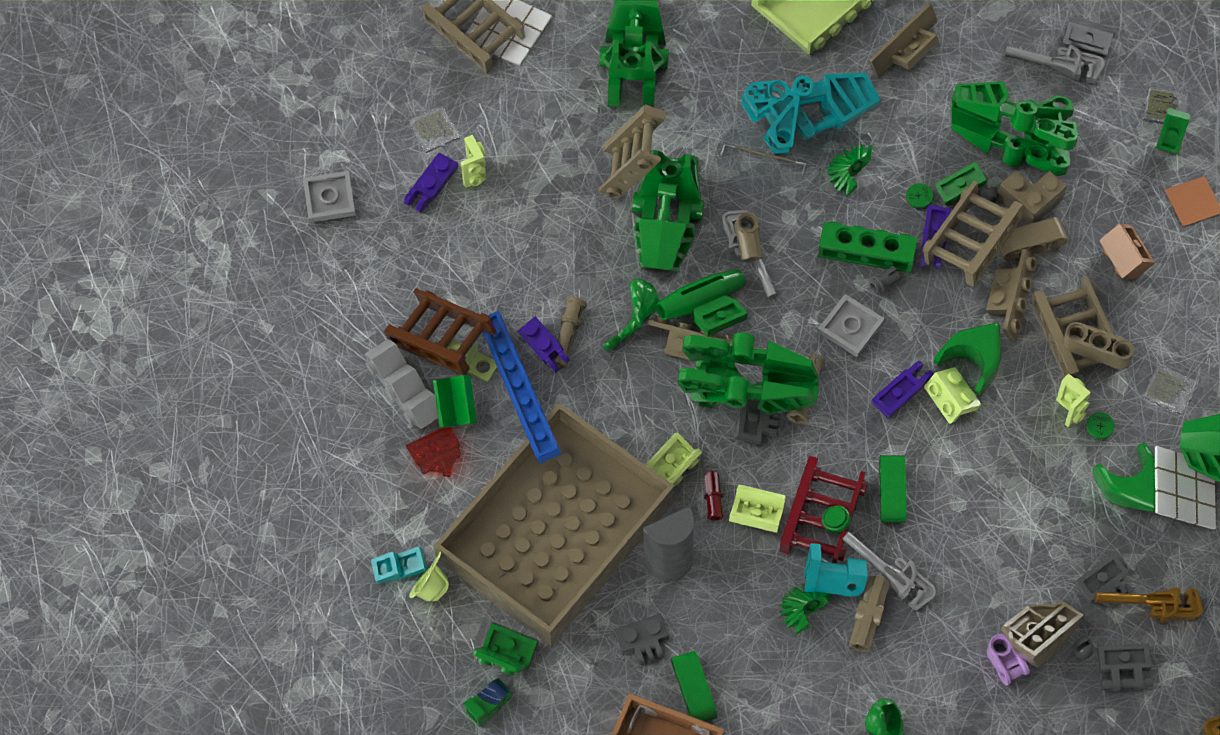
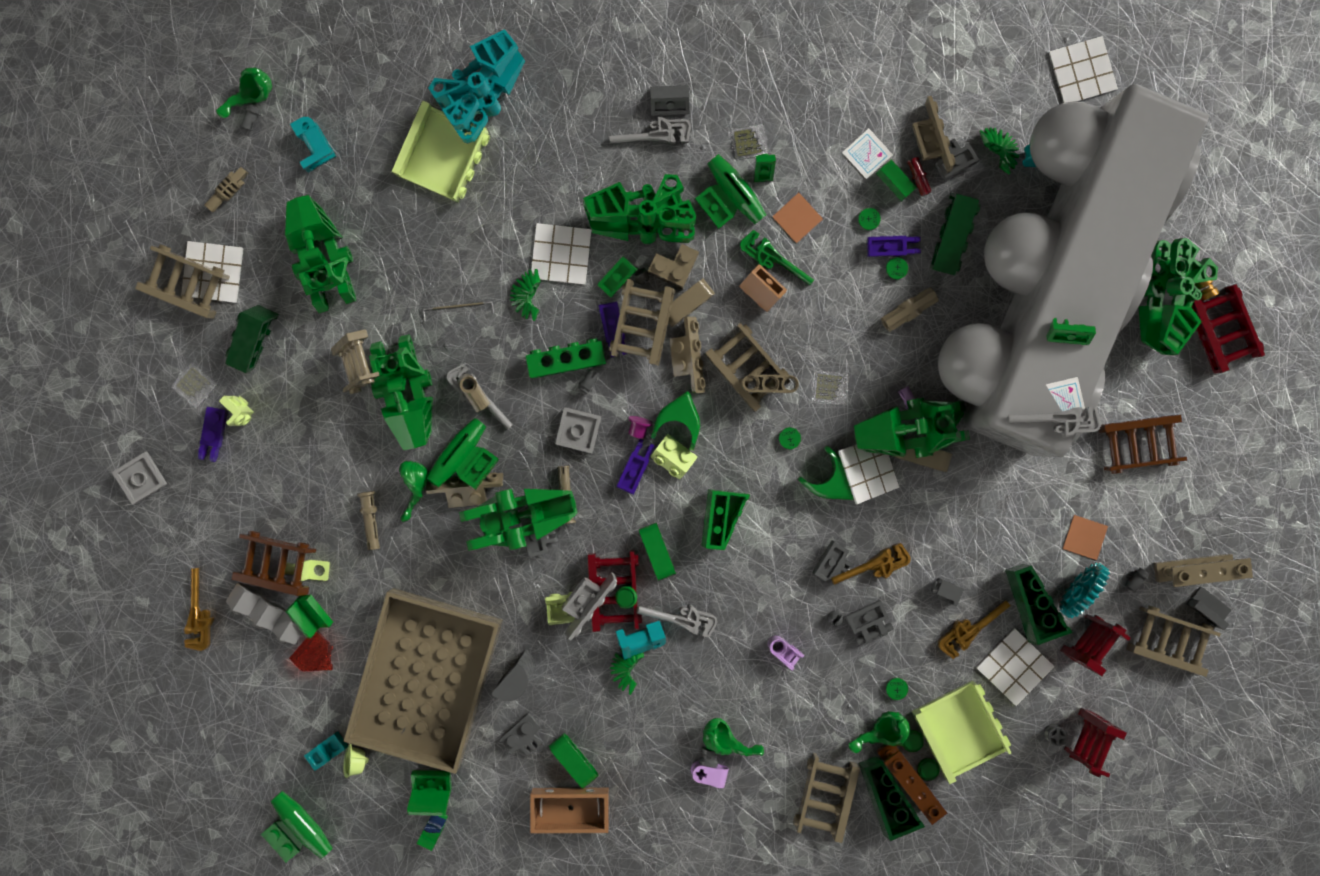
camera: 25 degrees left, 25 degrees up
(320, 368) = (198, 621): none -> pearl gold piece
(323, 637) = (294, 830): none -> green plate
(520, 99) = (248, 338): none -> dark green wedge
(521, 391) = (352, 588): blue tile -> none
(543, 343) = (356, 539): dark purple hinge -> none
(674, 459) = (489, 594): yellowish green bracket -> none
(713, 496) = (529, 608): dark red axle -> none
(785, 497) = (584, 601): none -> light grey bracket
(840, 99) = (498, 240): teal piece -> none
(869, 614) = (676, 655): dark tan piece -> none
(905, 143) = (561, 253): none -> white piece
(908, 44) = (532, 166): dark tan bracket -> none
(919, 196) = (589, 297): green piece -> none
(924, 345) = (638, 426): none -> magenta piece
(987, 472) = (720, 518): none -> green wedge
(1041, 630) = (801, 627): dark tan wedge -> none
(1074, 398) = (764, 427): yellowish green bracket -> none
(1123, 147) = (730, 194): none -> green plate
(1146, 224) = (767, 255): none -> green piece

